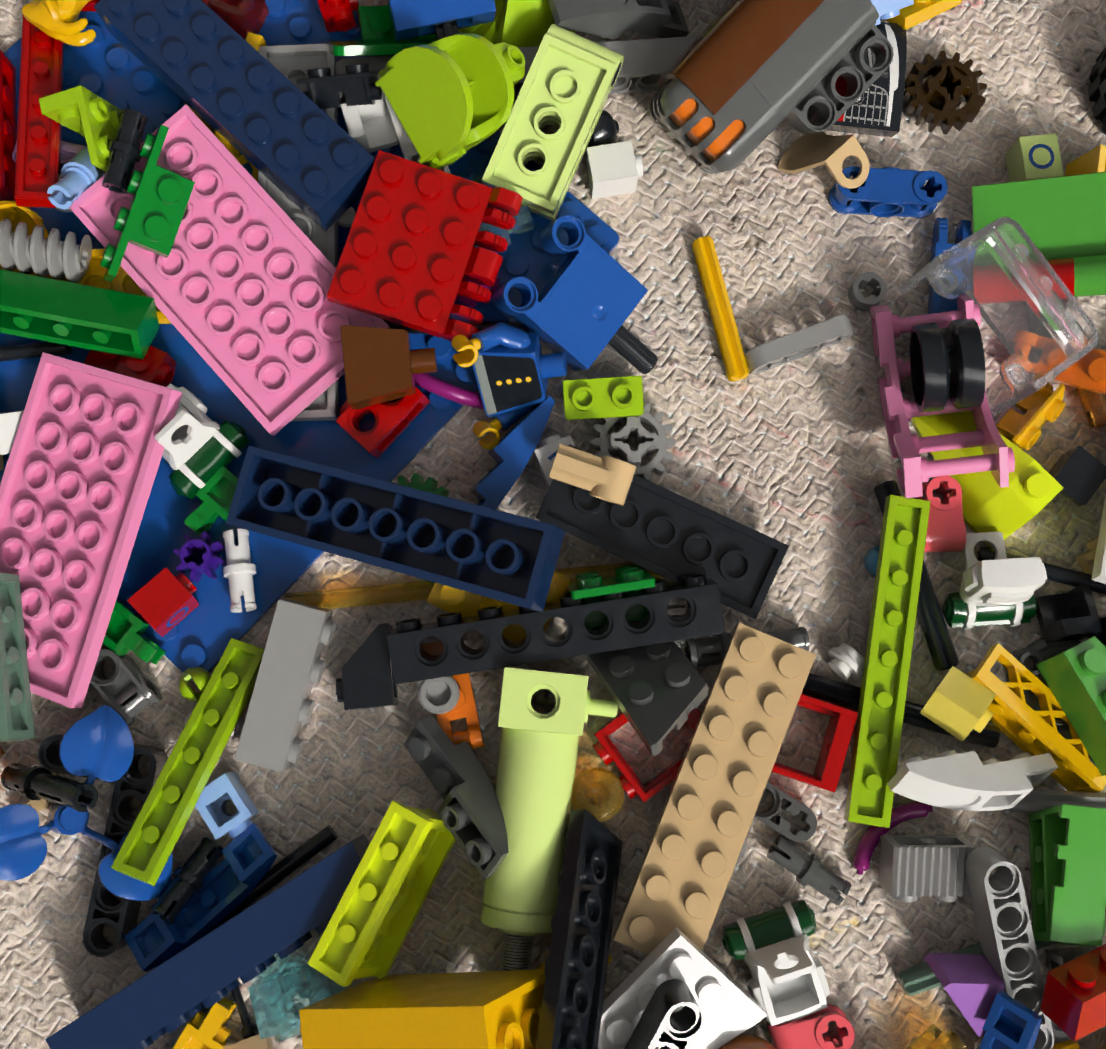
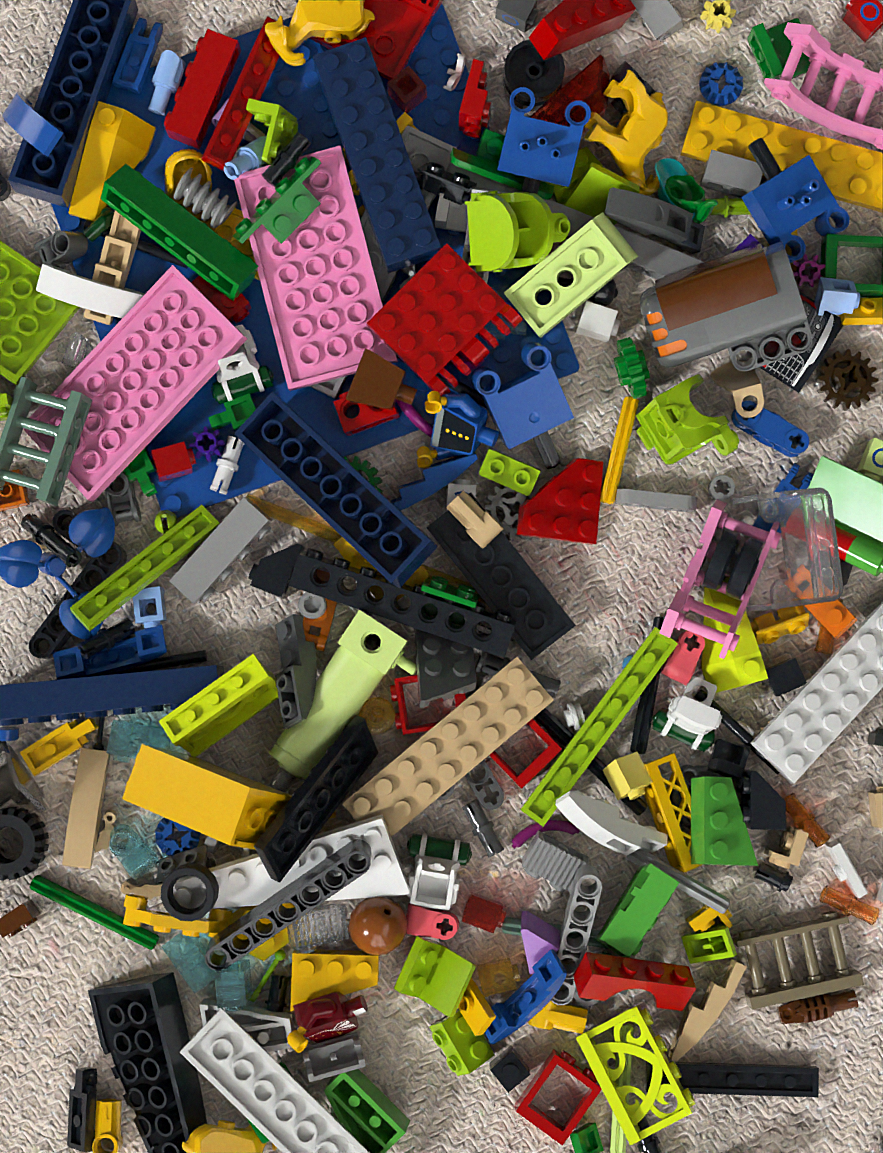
camera: 30 degrees right, 5 degrees up
(685, 197) = (631, 368): none -> green gear
(693, 405) = (565, 505): none -> red plate
(783, 233) = (679, 429): none -> lime animal
(871, 984) = (483, 913): none -> clear red brick

